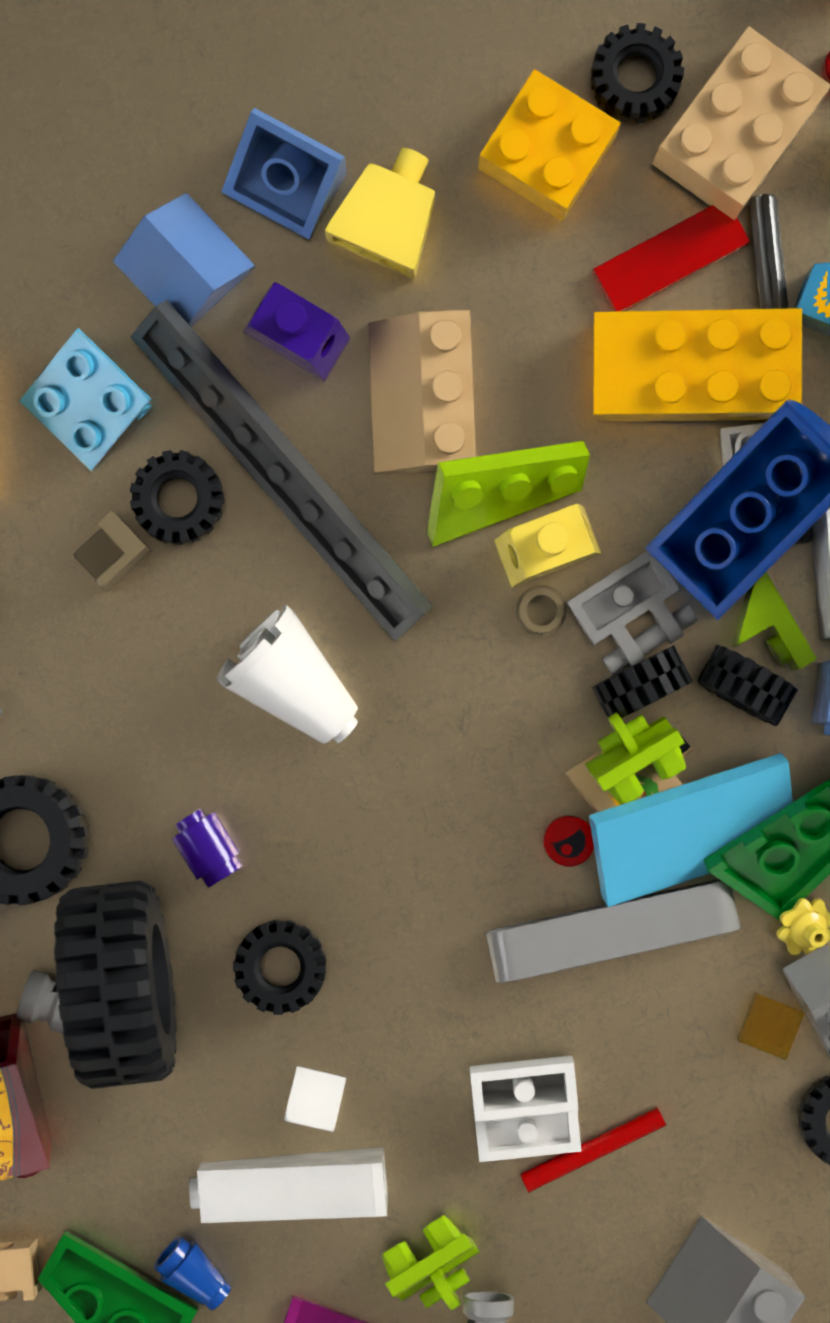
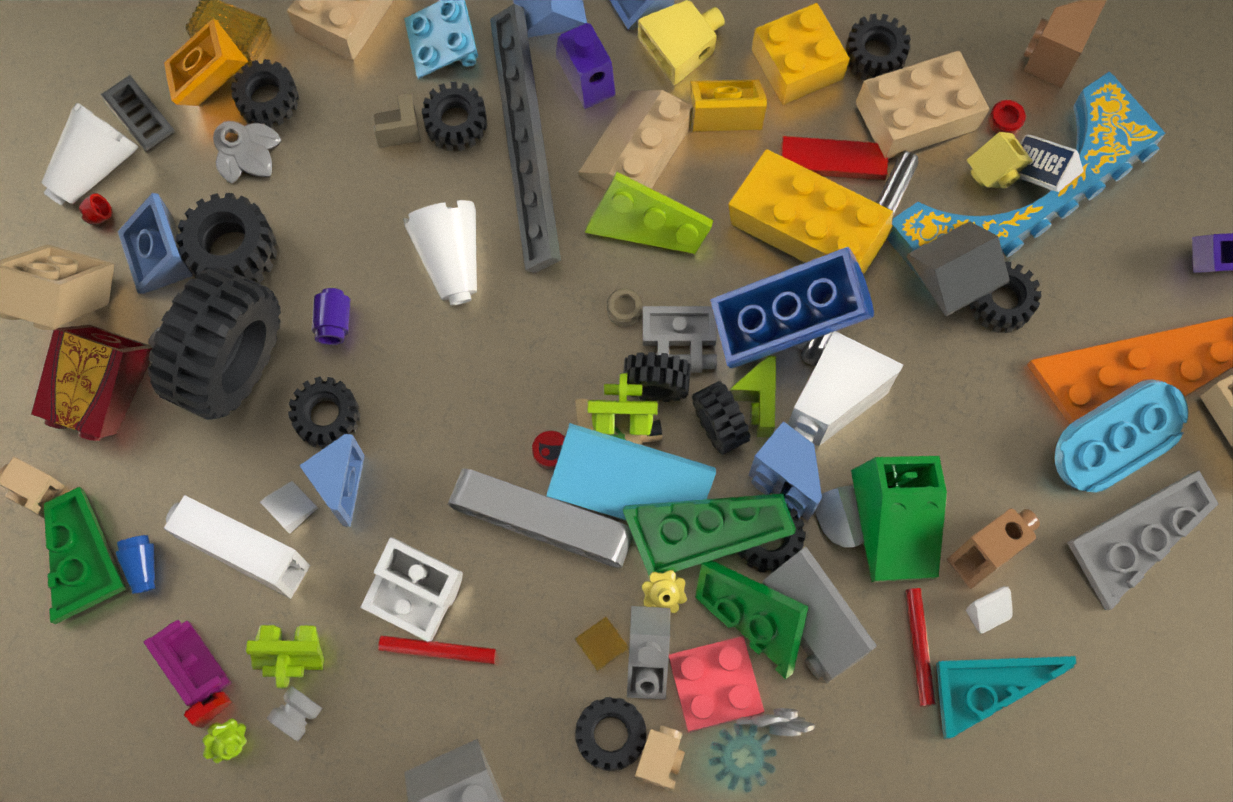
camera: 30 degrees right, 15 degrees down
(356, 1045) = (337, 475): none -> medium blue slope
(498, 264) = (728, 105): none -> yellow slope
(547, 544) = (654, 266): light yellow torso -> none

